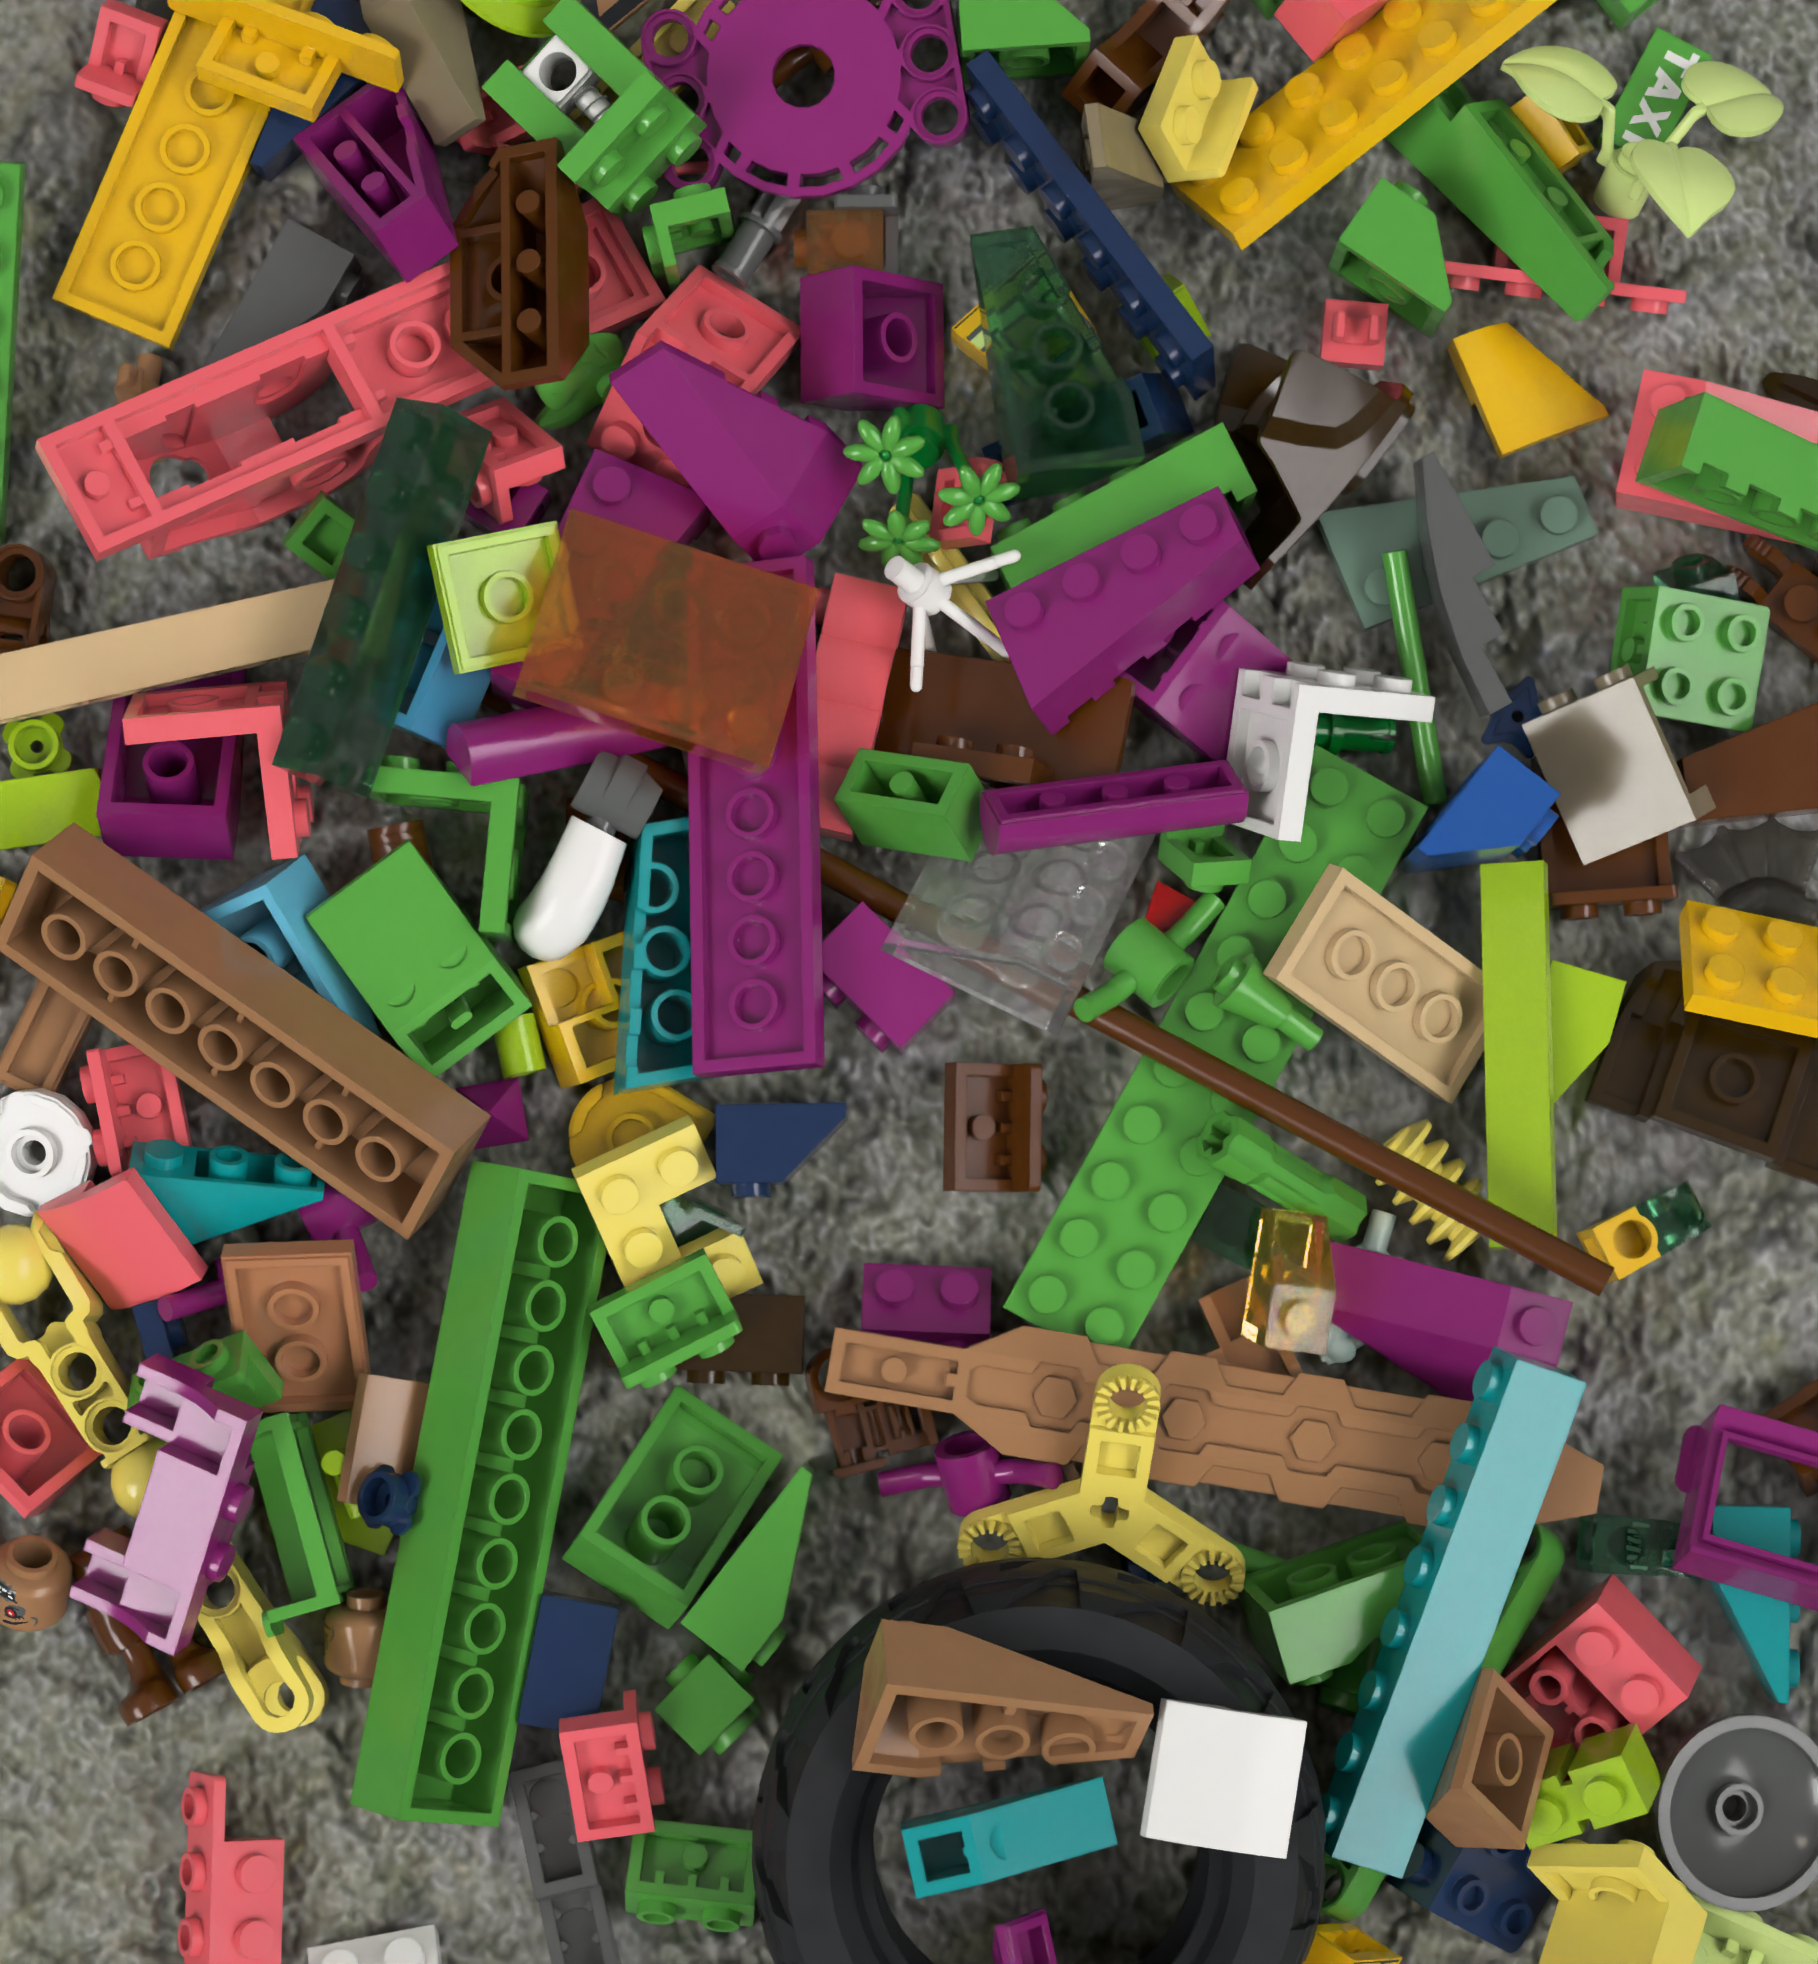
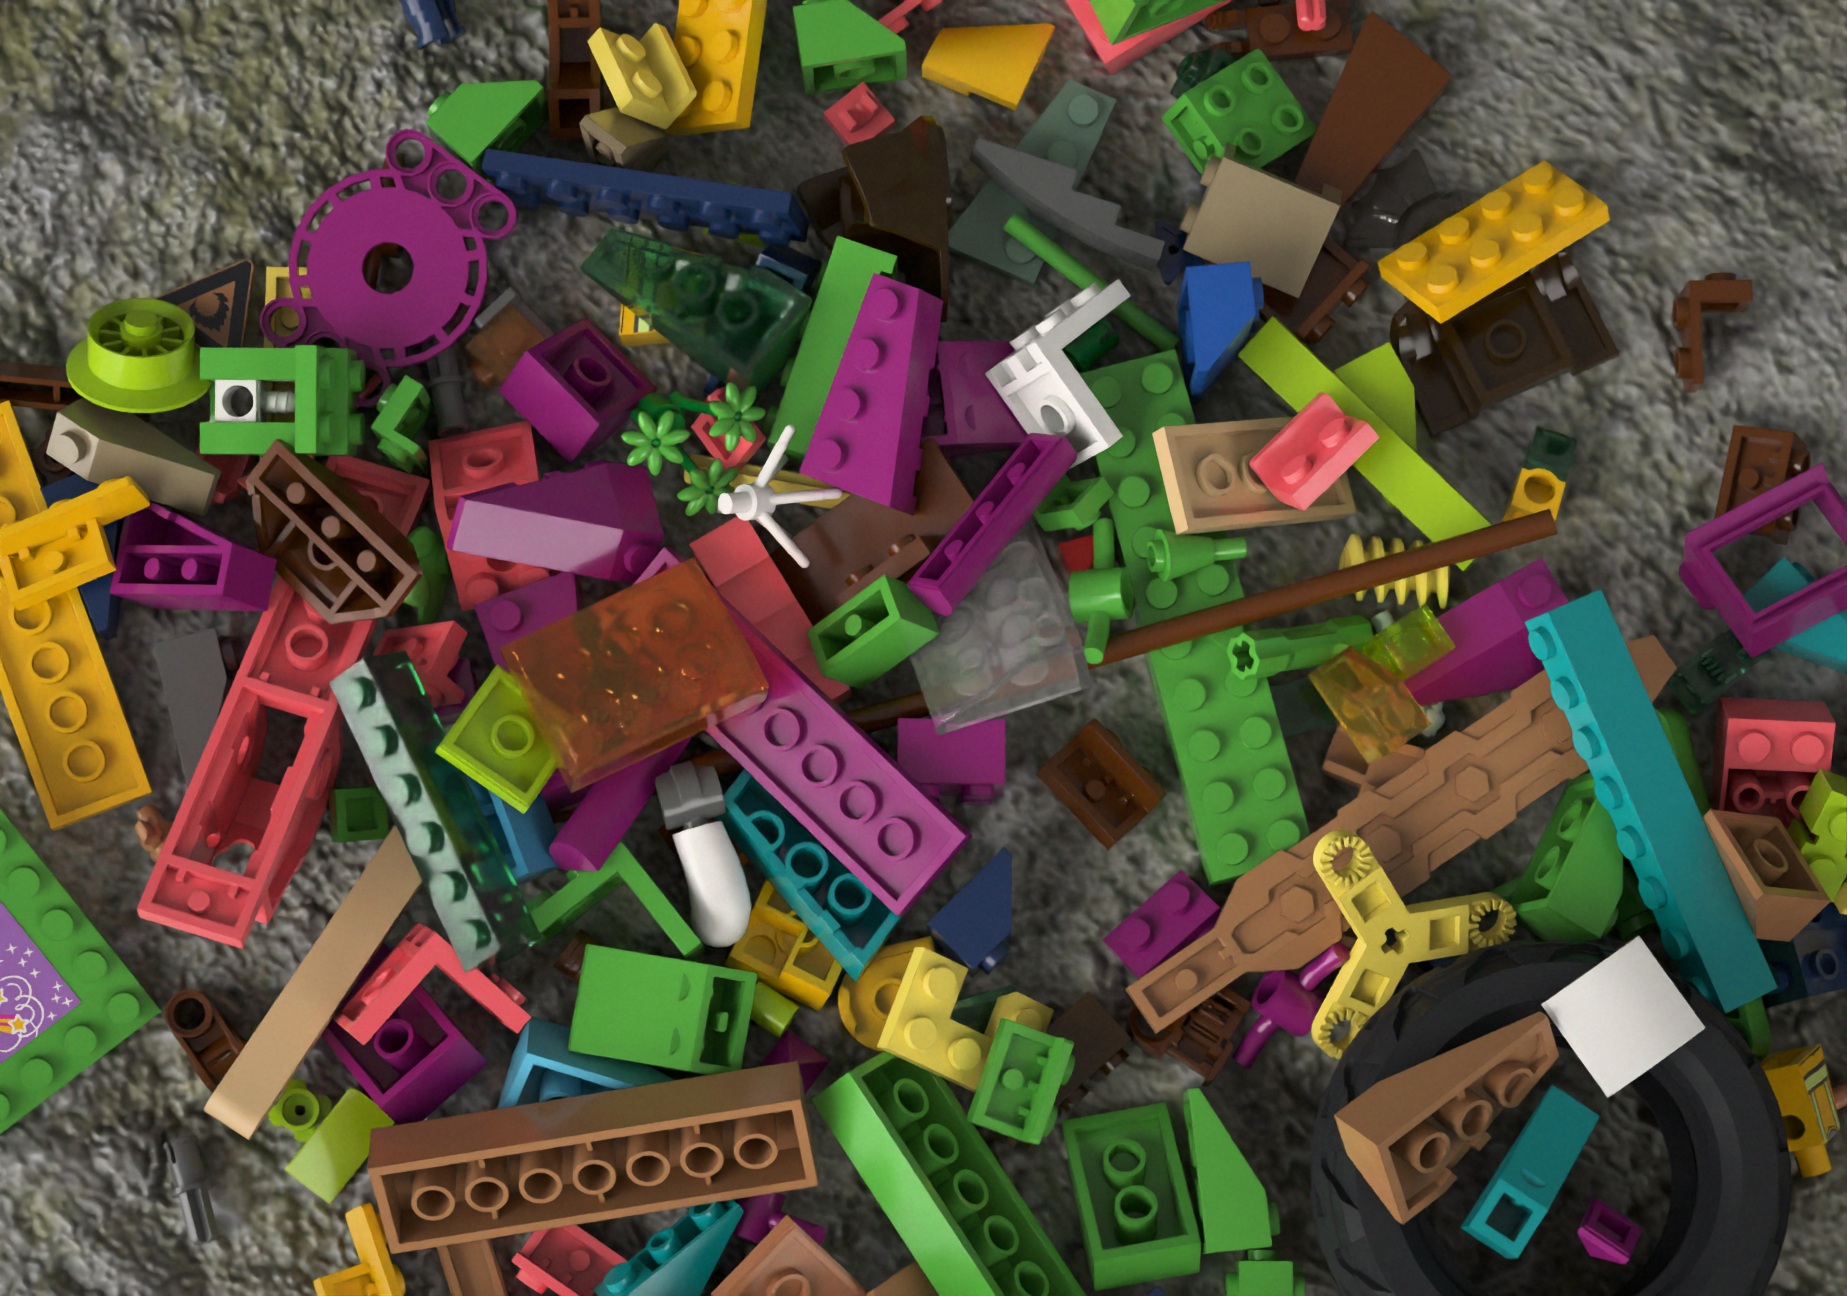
camera: 45 degrees left, 5 degrees down
(1377, 1266) = (1410, 644): none -> clear neon green bracket
(1456, 1015) = (1312, 452): none -> coral bracket

